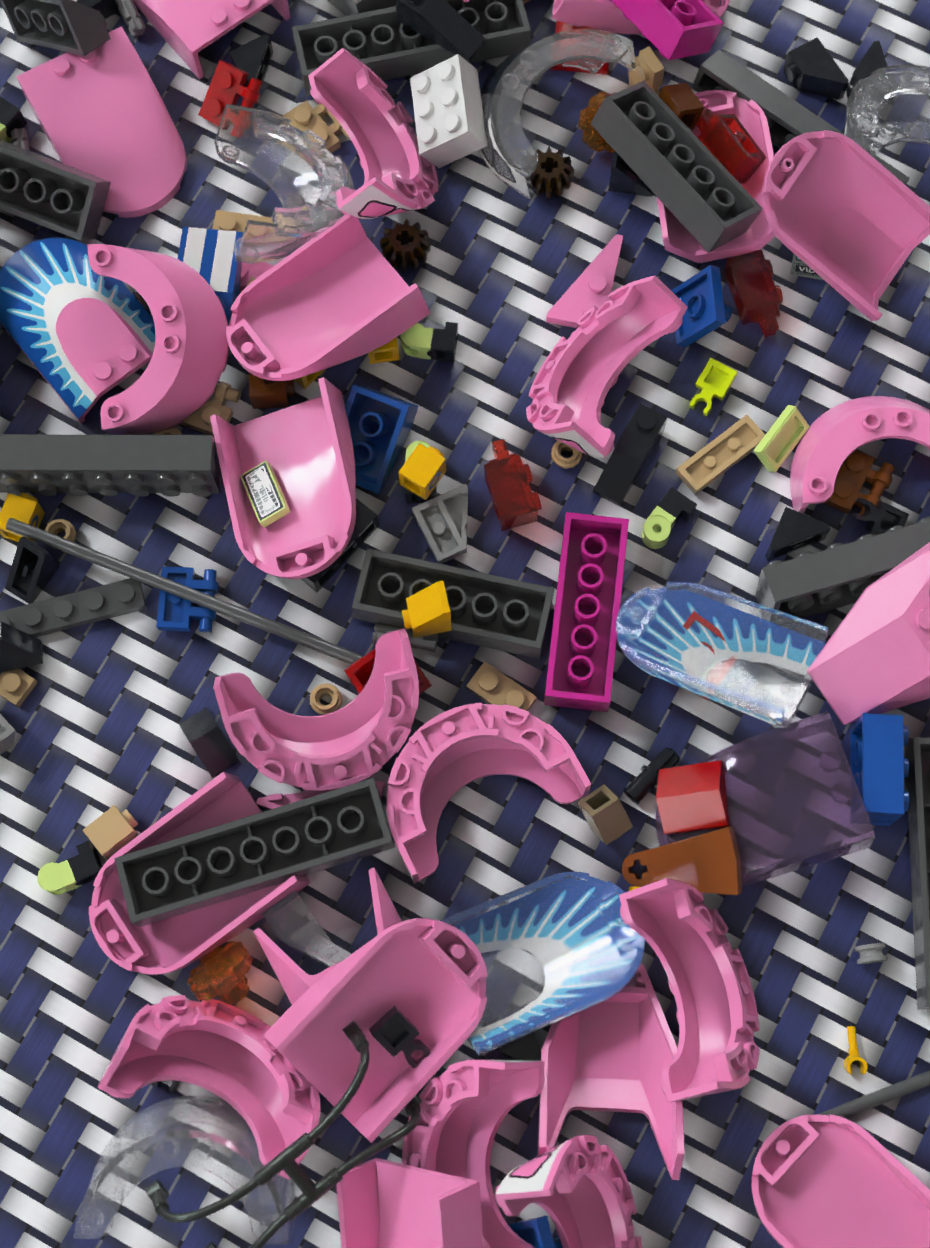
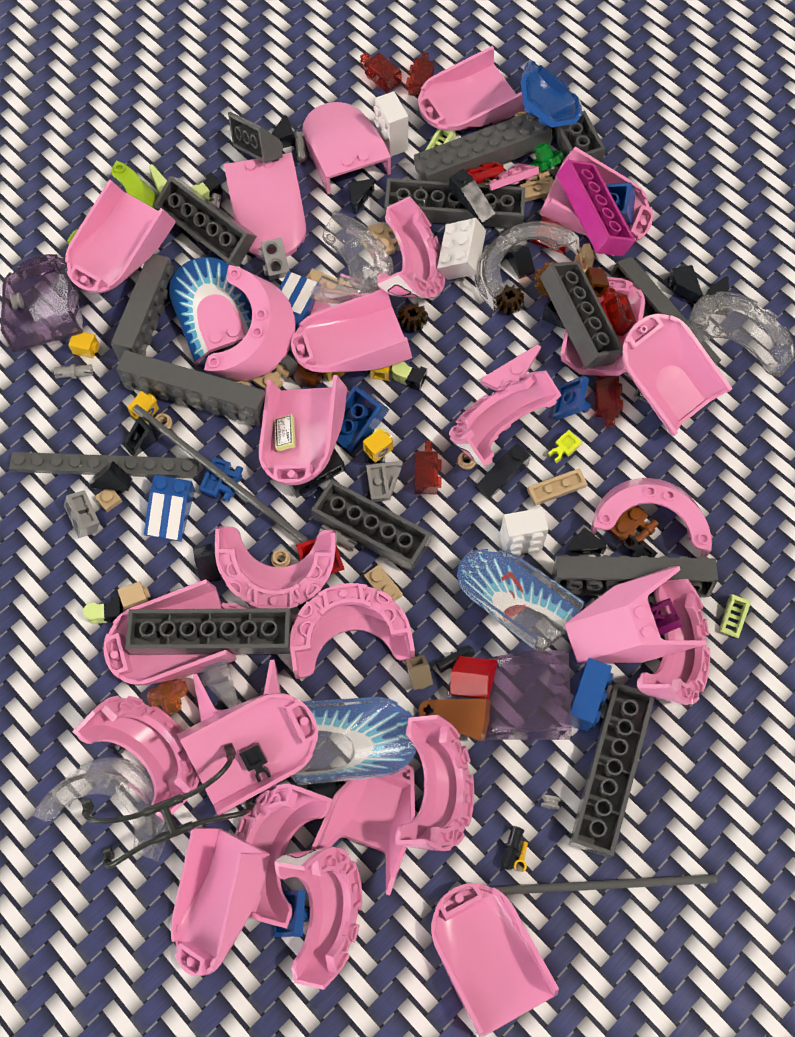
camera: 15 degrees right, 5 degrees down
(117, 671) = (168, 507): none -> blue slope
(157, 209) = (278, 258): none -> light grey brick
(226, 89) = (340, 202): red plate -> none
(428, 611) = (352, 523): yellow slope -> none
(547, 105) = (521, 260): none -> black slope
(586, 612) = (448, 546): dark pink brick -> none
(665, 516) = (516, 506): leg -> none
(698, 543) = (524, 532): none -> white brick
(781, 438) = (596, 488): yellowish green tile -> none
(835, 1043) = (512, 847): none -> black axle

